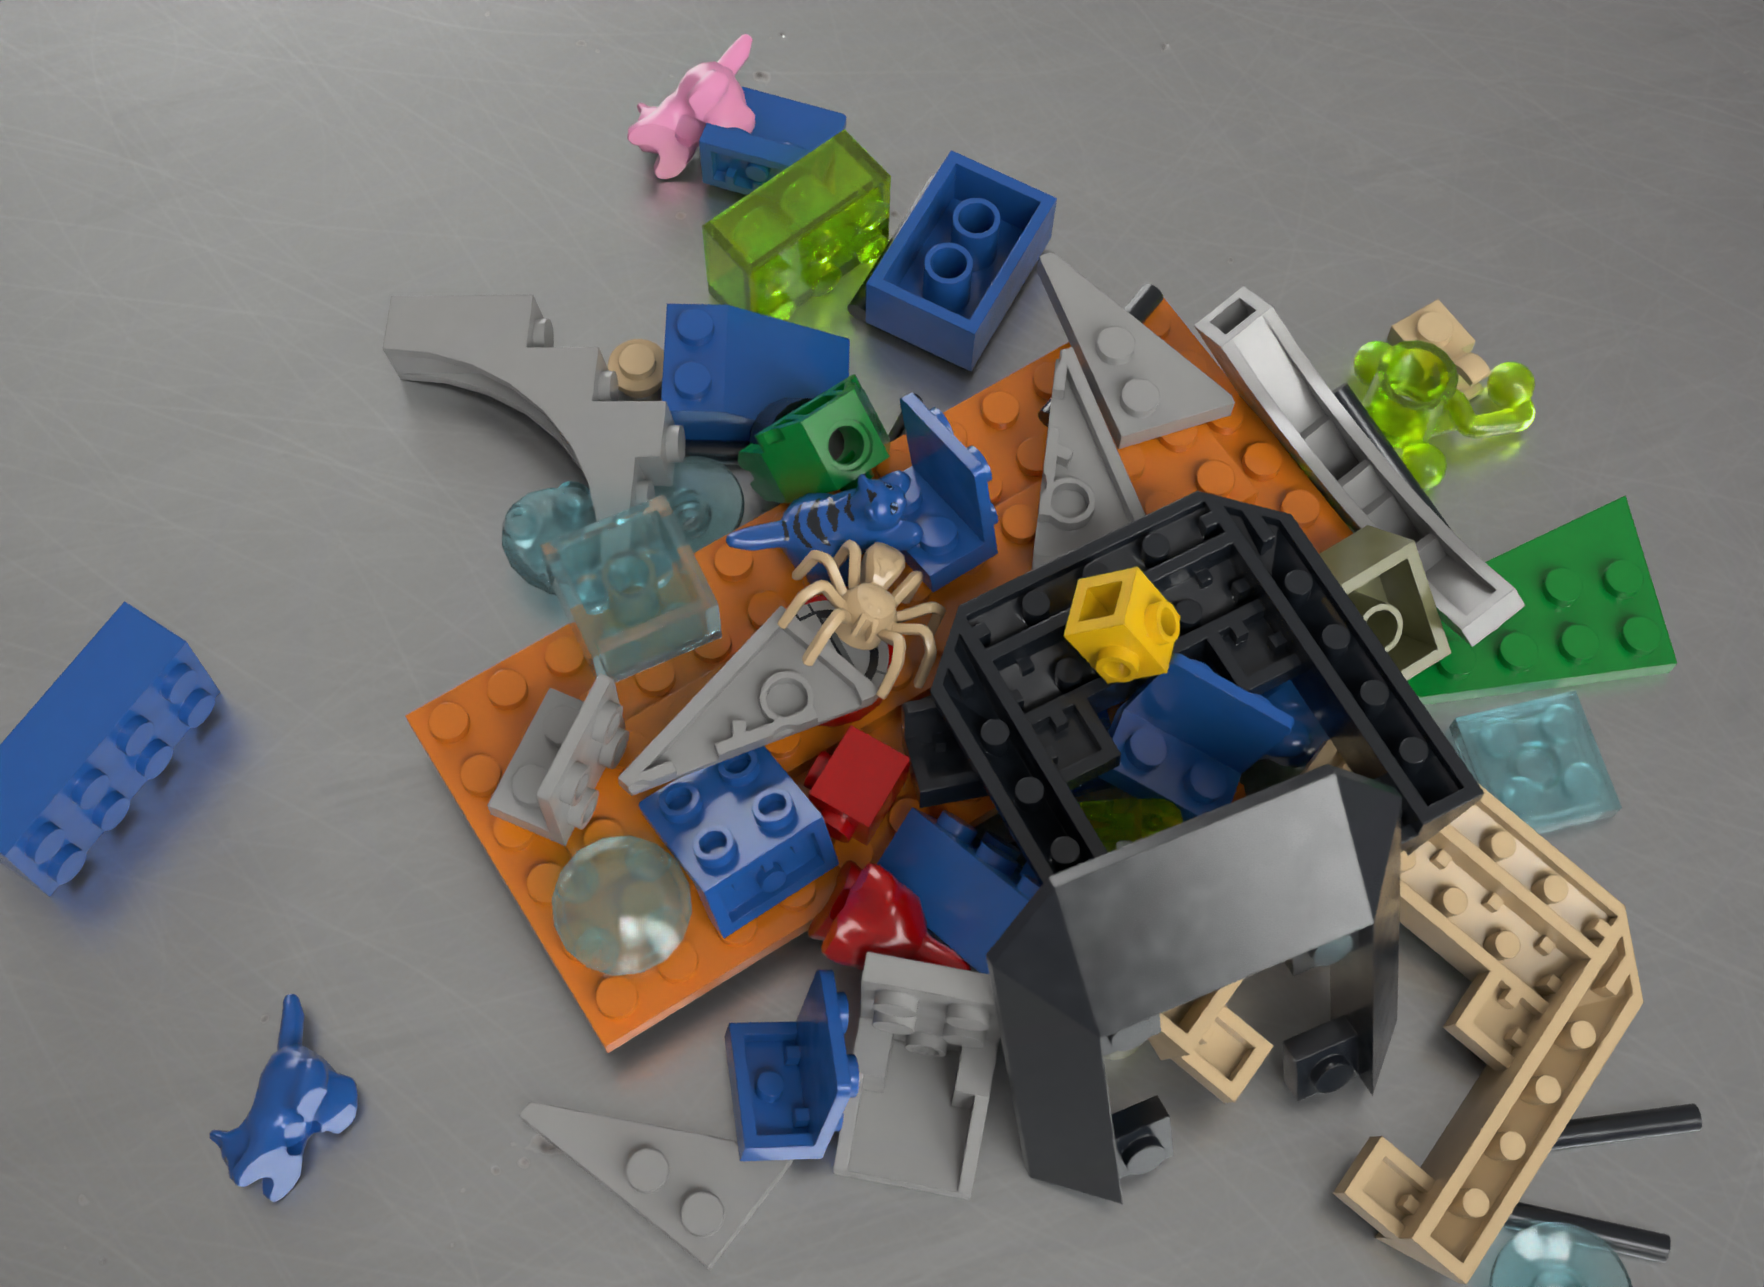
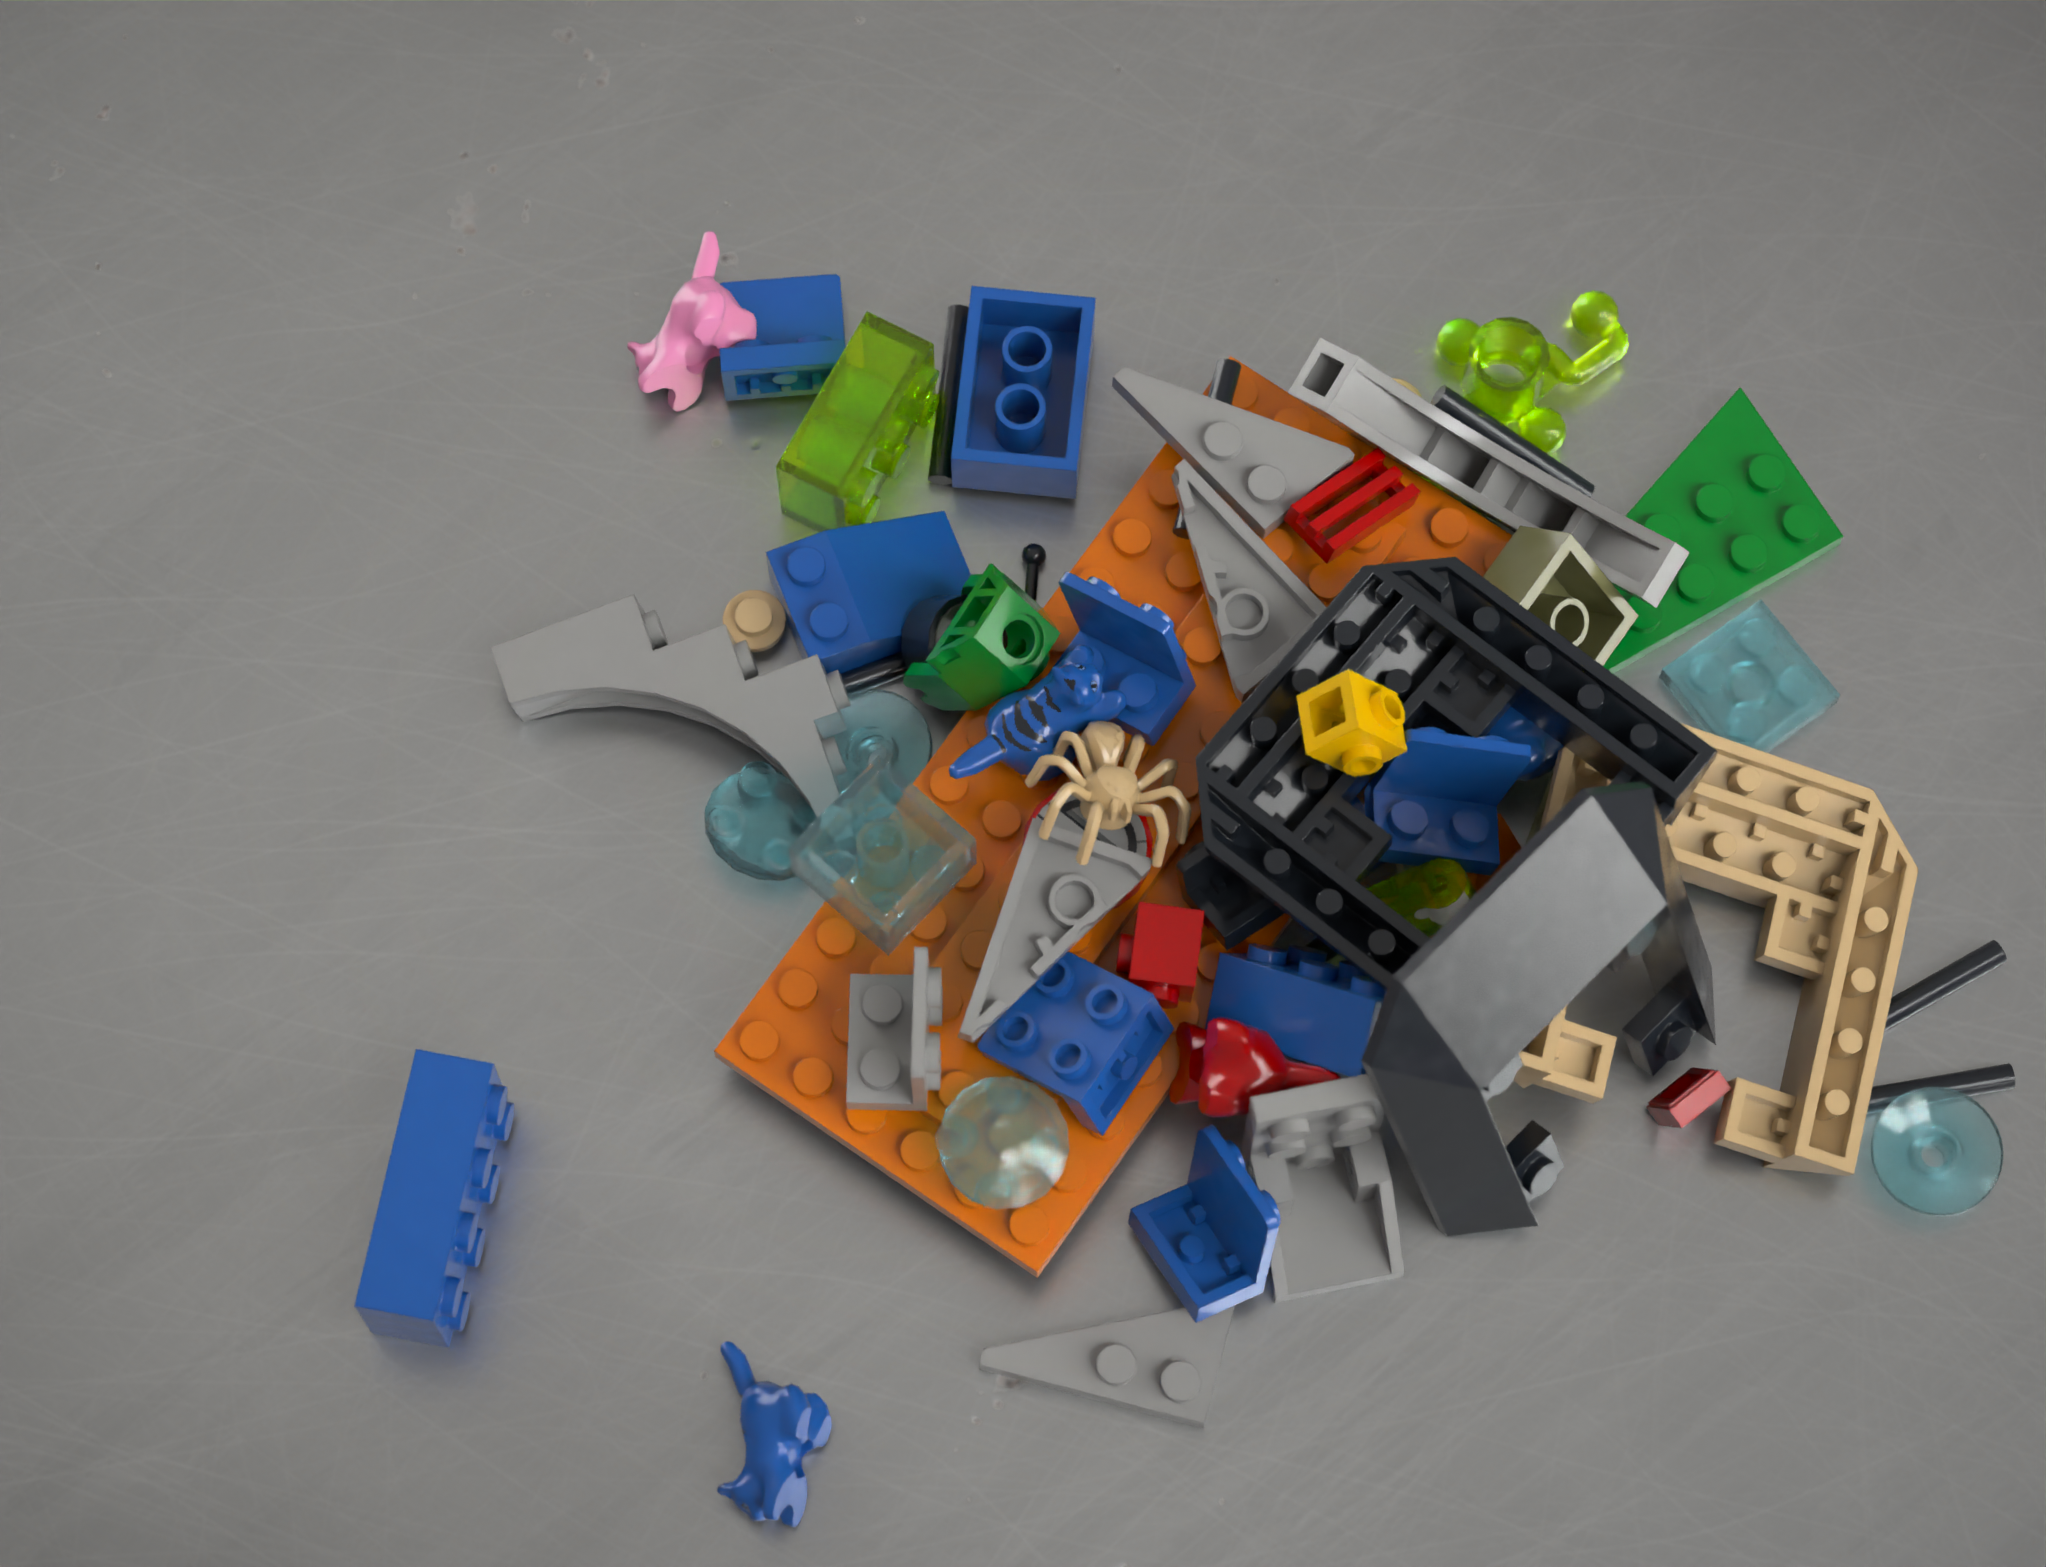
camera: 20 degrees left, 5 degrees up
(1209, 438) = (1383, 480): none -> red tile
(1324, 1136) = (1688, 1097): none -> red tile
(1439, 327) = (1510, 291): tan plate -> none

